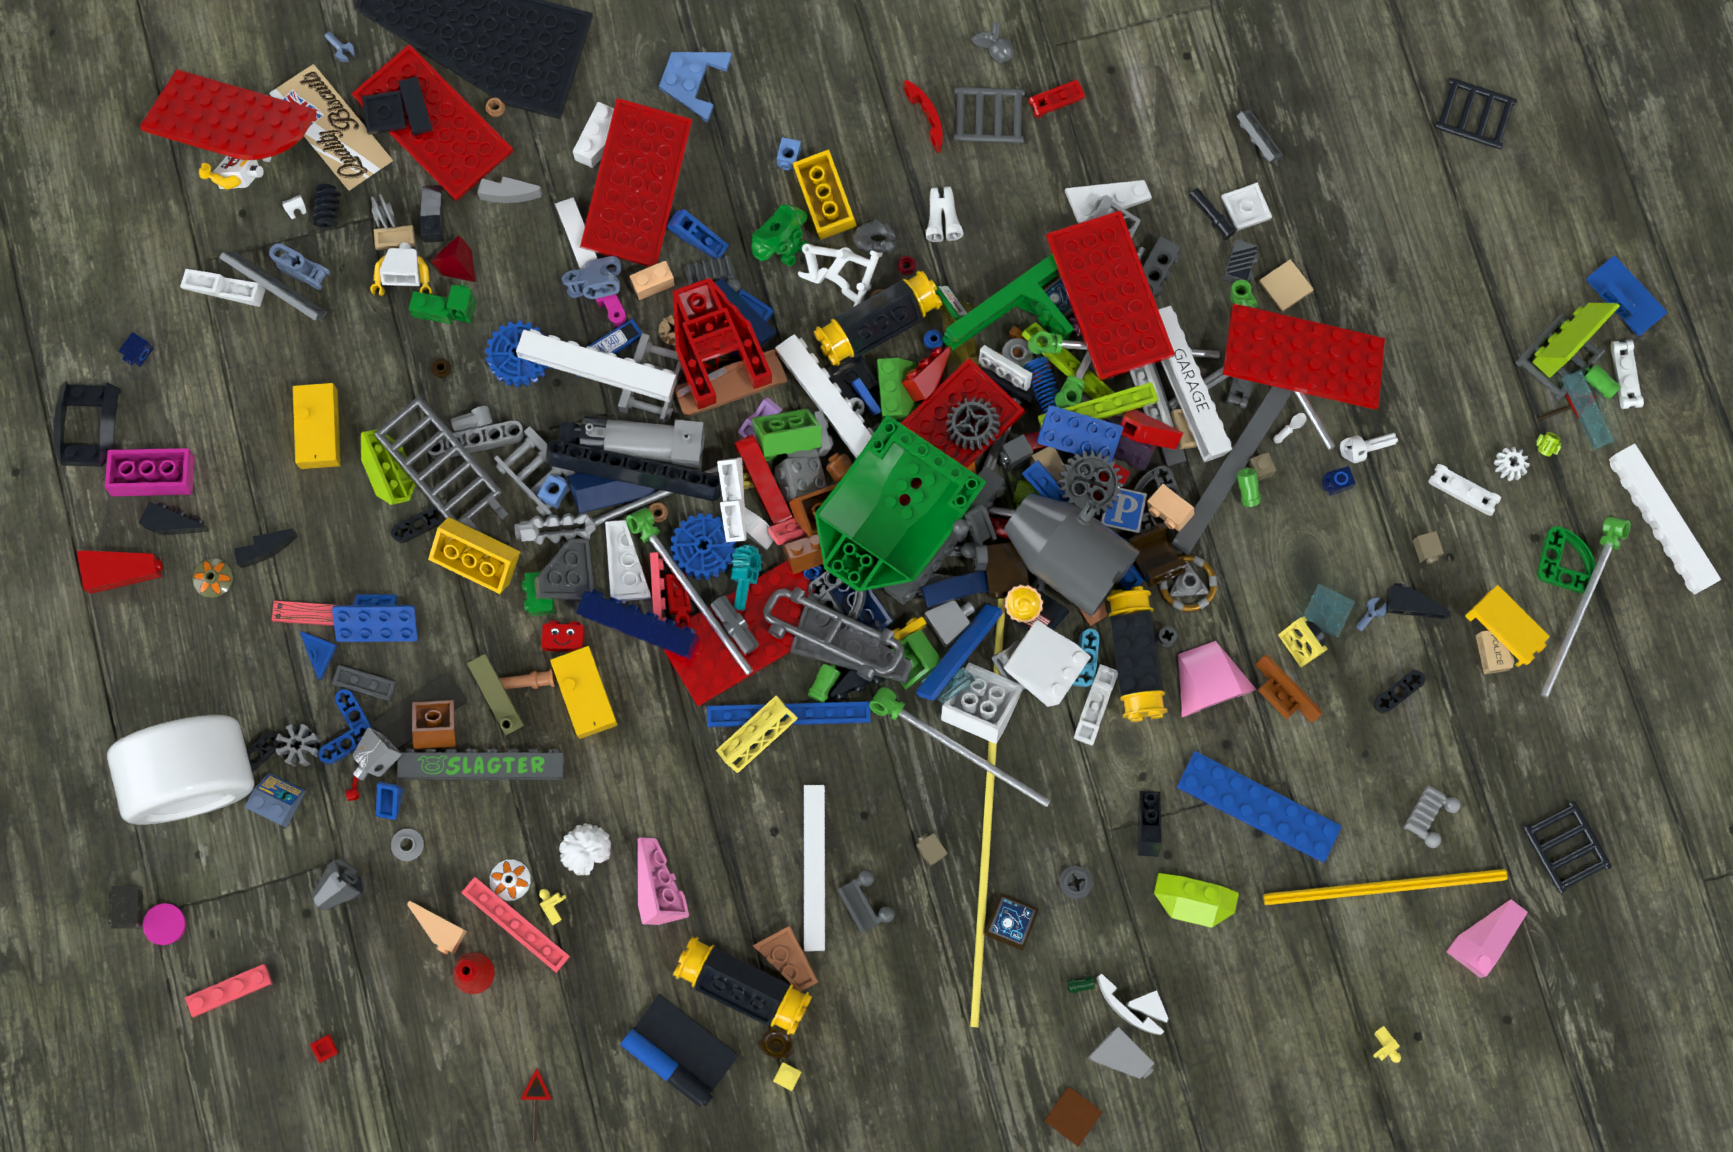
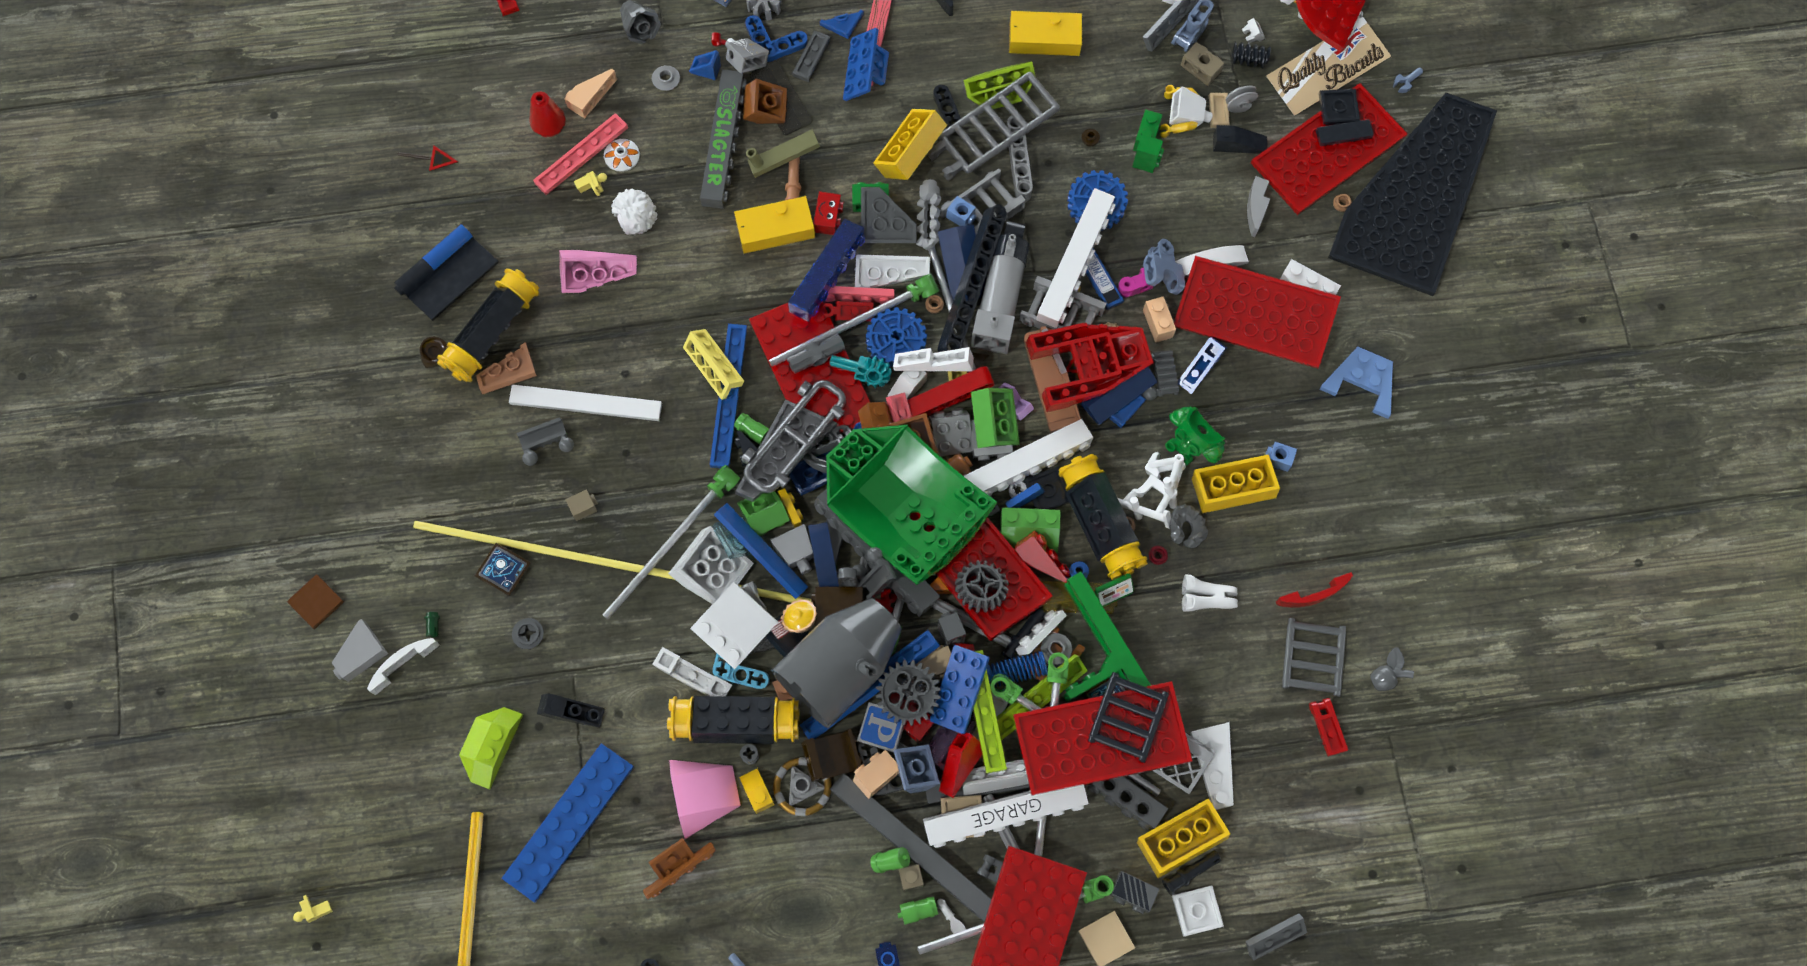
camera: 100 degrees right, 5 degrees down
(340, 267) = (1204, 72): none -> dark tan brick
(455, 261) = (1192, 157): dark red slope -> none
(477, 418) = (1038, 161): light grey piece -> none
(787, 1076) = (404, 356): light yellow brick -> none
(1022, 490) = (909, 634): clear neon green brick -> none
(1103, 251) = (1154, 716): none -> black bar
(1149, 1005) = (398, 684): white slope -> none
(1161, 467) = (916, 768): none -> sand blue slope
(1184, 221) = (1183, 838): none -> yellow brick
(1200, 625) = (756, 791): none -> yellow slope
(1289, 458) = (917, 910): none -> bright green piece
(1303, 640) = (724, 892): light yellow piece -> none
(1328, 610) = (753, 924): clear light blue plate -> none

